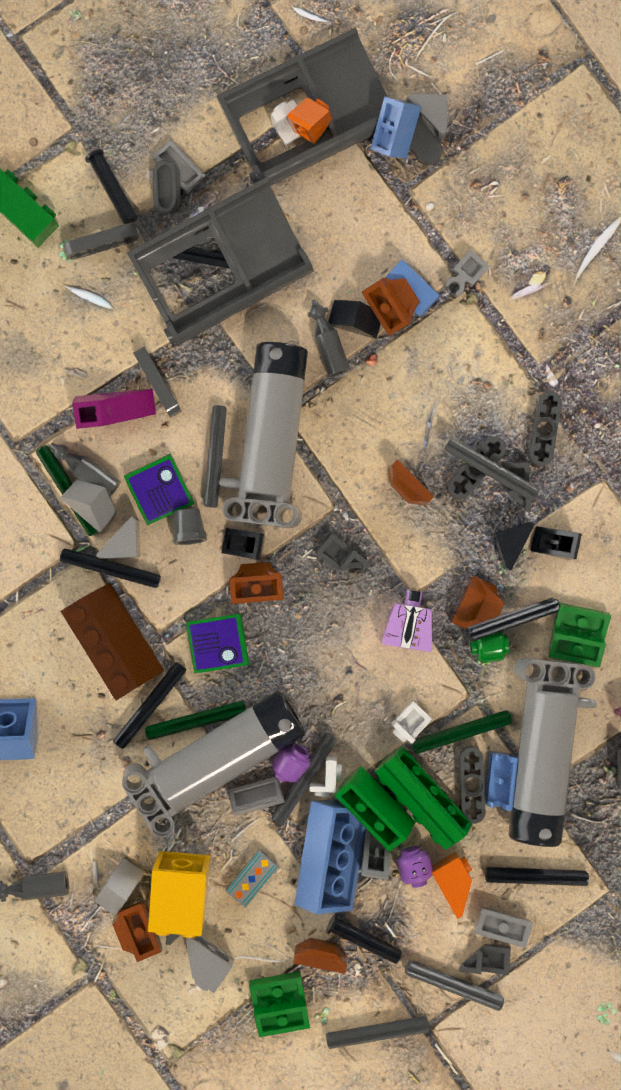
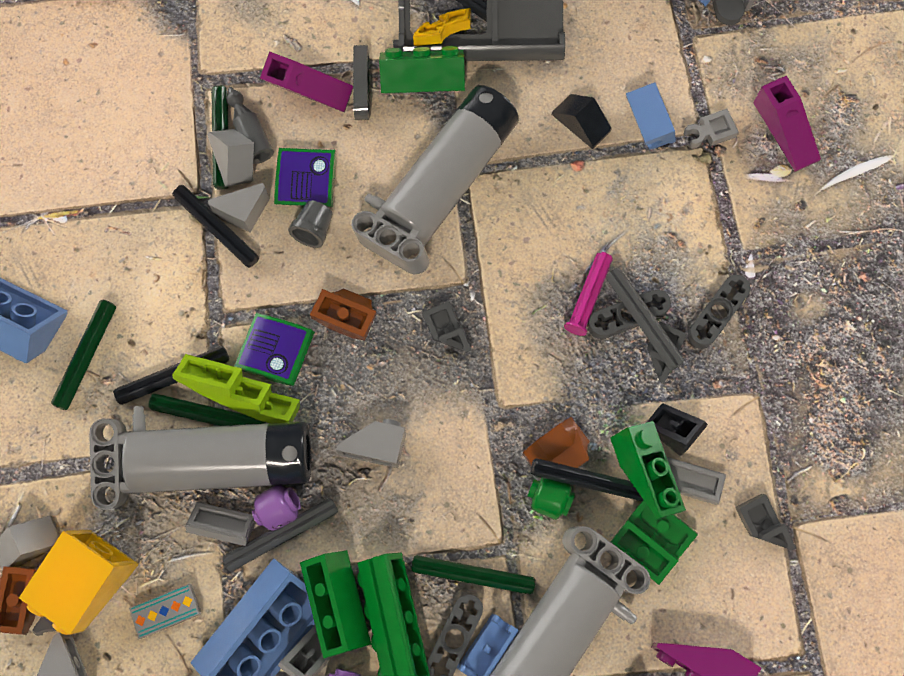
camera: 30 degrees right, 15 degrees down
(71, 725) = (83, 355): none -> dark green axle
(112, 641) = (172, 293): reddish brown slope -> none
(195, 302) = (446, 25): none -> yellow tile
(204, 347) = (422, 70): none -> green brick
(212, 693) = (229, 388): none -> lime slope
(215, 456) = (376, 174): dark grey axle -> none
(243, 543) = (358, 268): black slope -> none
(328, 342) = (543, 127): dark grey wheel -> none
(333, 773) = (311, 544): white bracket -> none
(338, 675) = (376, 443): none -> light grey slope
(392, 303) = (624, 116): dark orange slope -> none
(407, 485) = (551, 295): dark orange slope -> none
(409, 624) = (477, 431): lavender torso -> none
(410, 722) = (424, 533): white bracket -> none
(437, 467) = (589, 294): none -> dark pink axle
(511, 542) = (628, 401): black slope -> none
(526, 237) = (788, 122): none -> magenta slope
(552, 587) = (648, 468): none -> green slope
(586, 575) = (697, 481): none -> light grey tile

